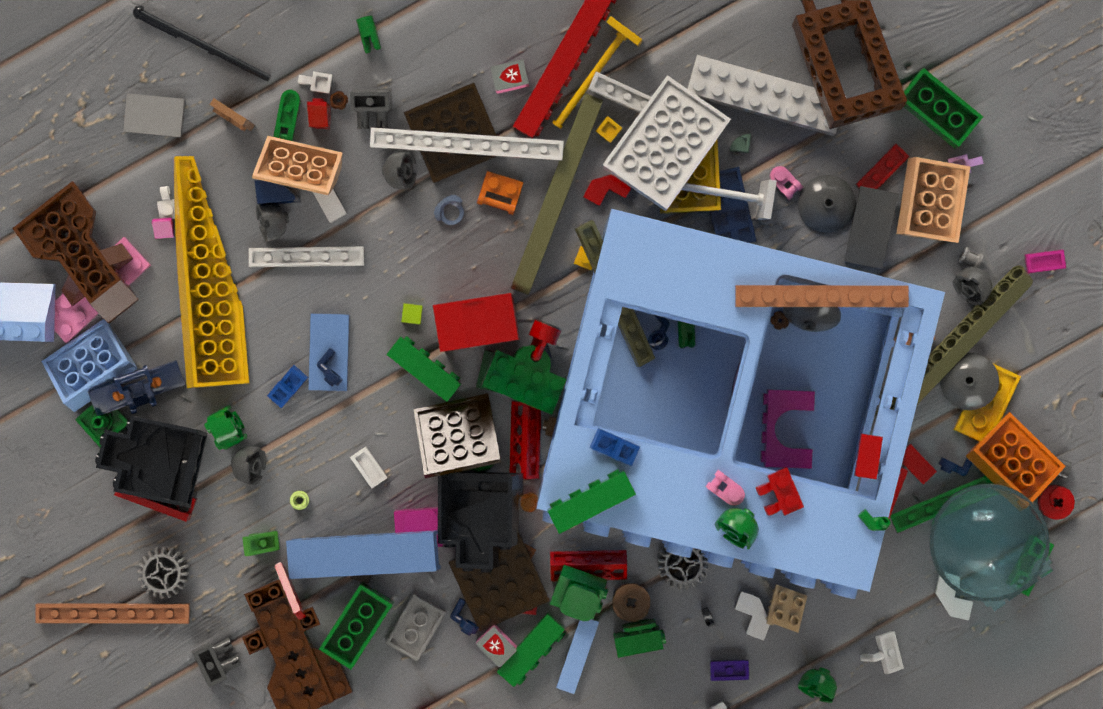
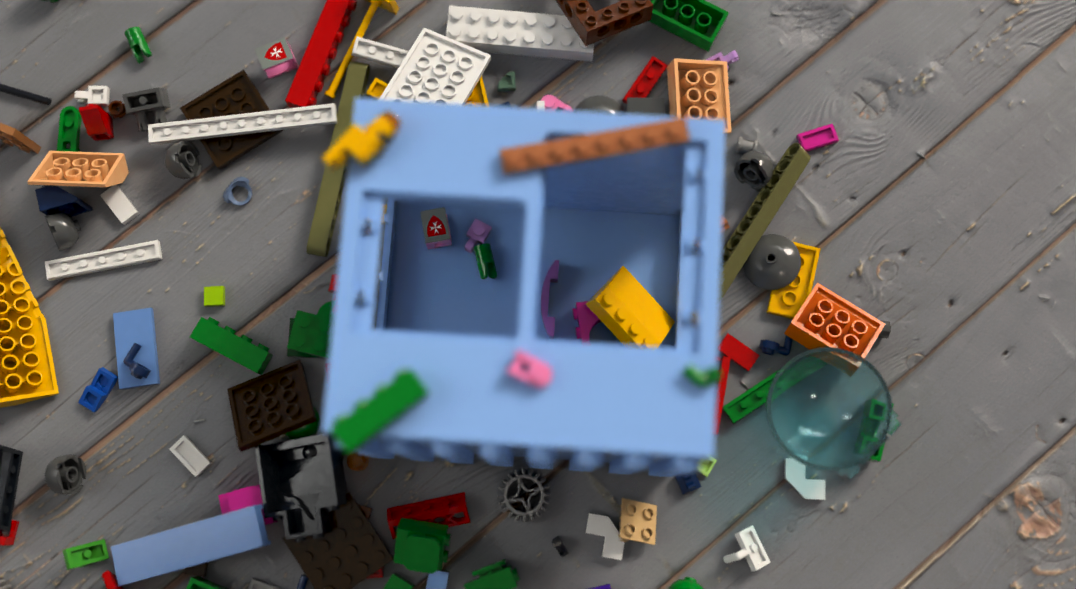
camera: 10 degrees left, 10 degrees down
(225, 428) = (36, 441): green brick -> none
(295, 504) = (117, 502): yellowish green plate -> none
(476, 322) = (271, 285): red tile -> none
(501, 186) = (286, 161): orange plate -> none
(614, 447) = (398, 346): blue slope -> none
(617, 258) = (364, 144): none -> yellow plate
(628, 321) = (418, 252): olive plate -> none
(632, 591) = (467, 545): medium nougat plate -> none
(658, 338) = (459, 274): dark blue plate -> none
(739, 527) = (551, 408): green cylinder -> none
(779, 325) = (575, 241): reddish brown plate -> none
(784, 491) = (596, 362): red plate -> none
(813, 318) = (603, 219): dark grey dish -> none
(821, 411) = (630, 311): none -> yellow slope
(868, 456) = (680, 305): red tile -> none
(1065, 505) = (893, 361): red piece -> none

